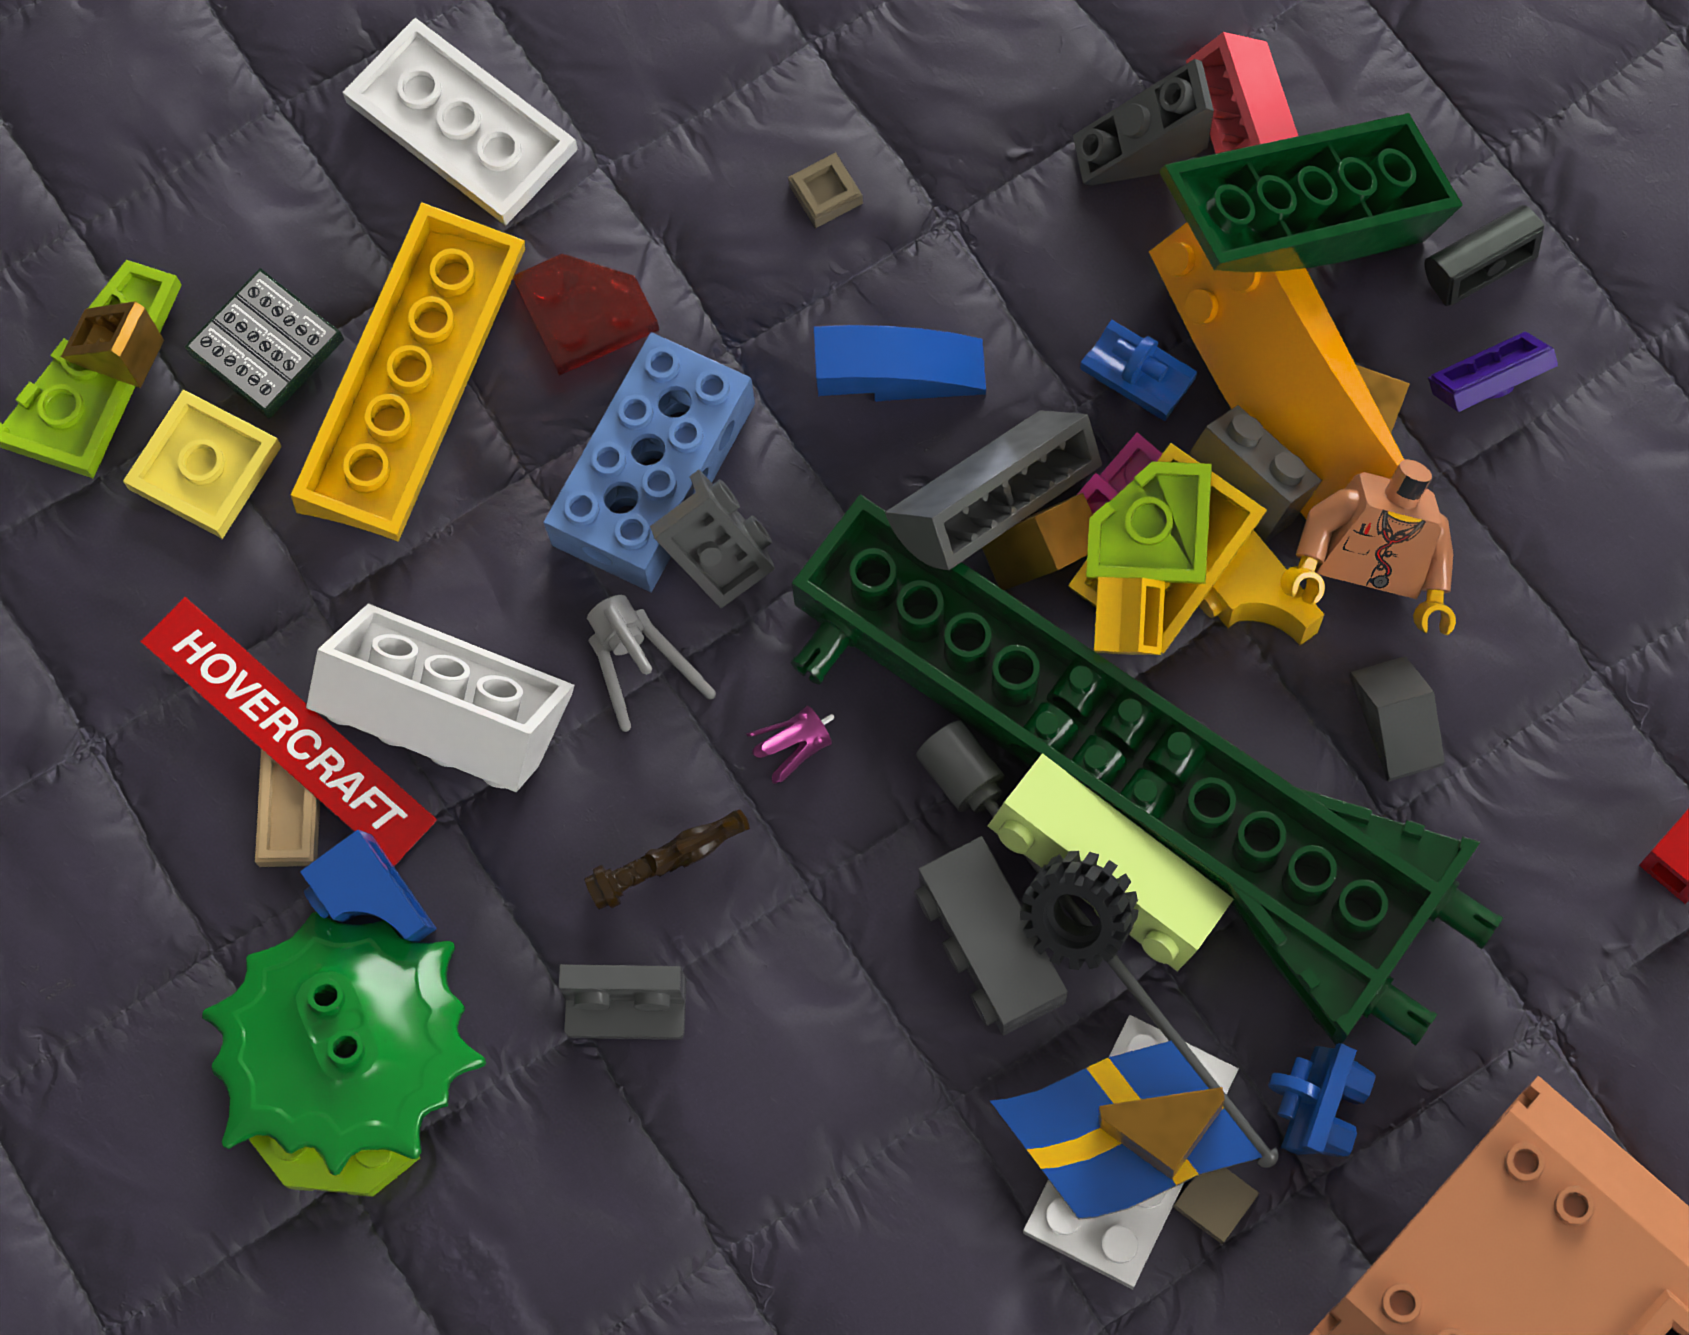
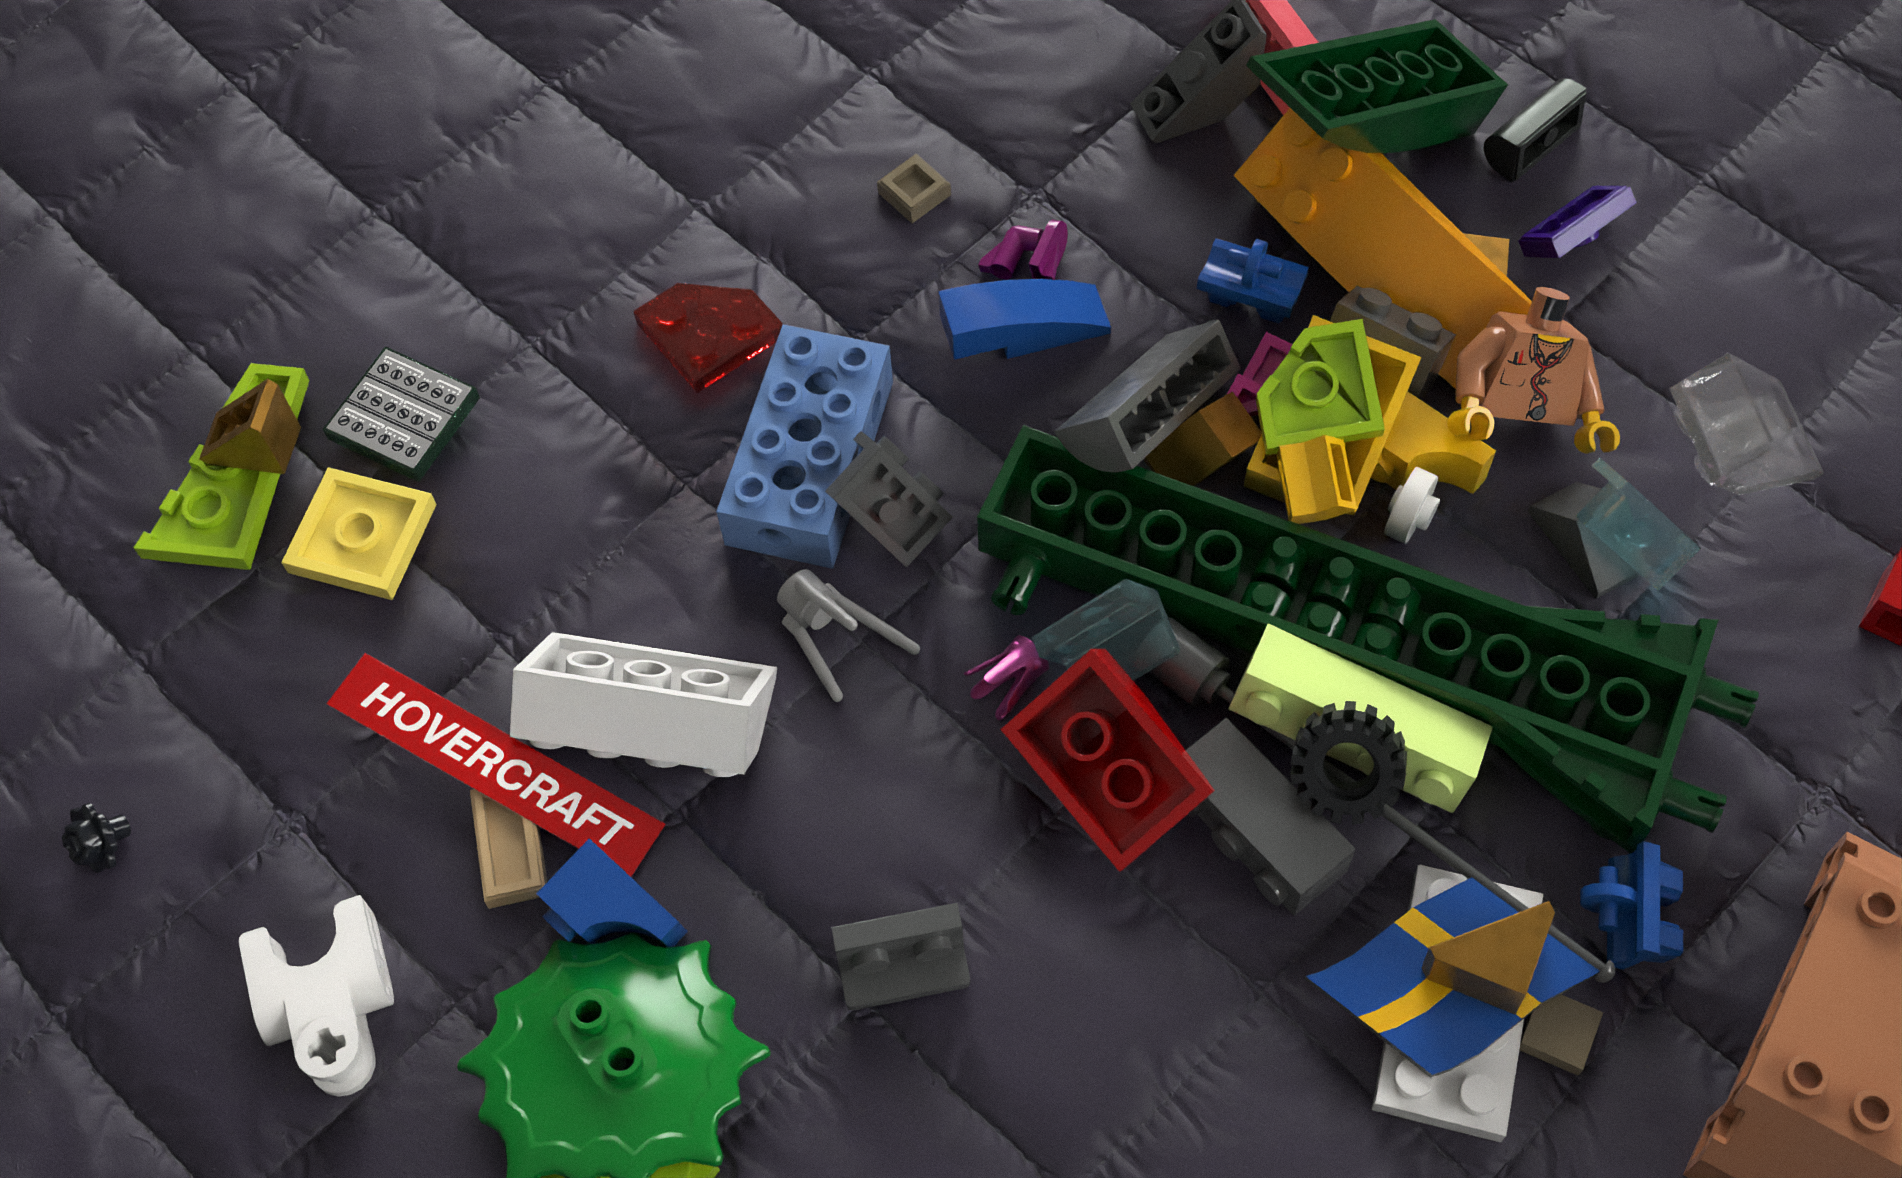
camera: 15 degrees left, 10 degrees down
(95, 927) = (325, 1001): none -> white piece
(407, 373) = (549, 415): yellow arch -> none
(460, 121) = (555, 190): white plate -> none
(684, 850) = (926, 800): dark brown piece -> none
(859, 850) = (1108, 757): none -> red slope
(893, 734) = (1123, 621): none -> clear light blue panel
(943, 283) = (1047, 248): none -> magenta piece
(1228, 652) = (1412, 505): none -> white wheel
(1439, 722) = (1636, 529): none -> clear light blue panel
(1589, 637) = (1743, 428): none -> clear slope

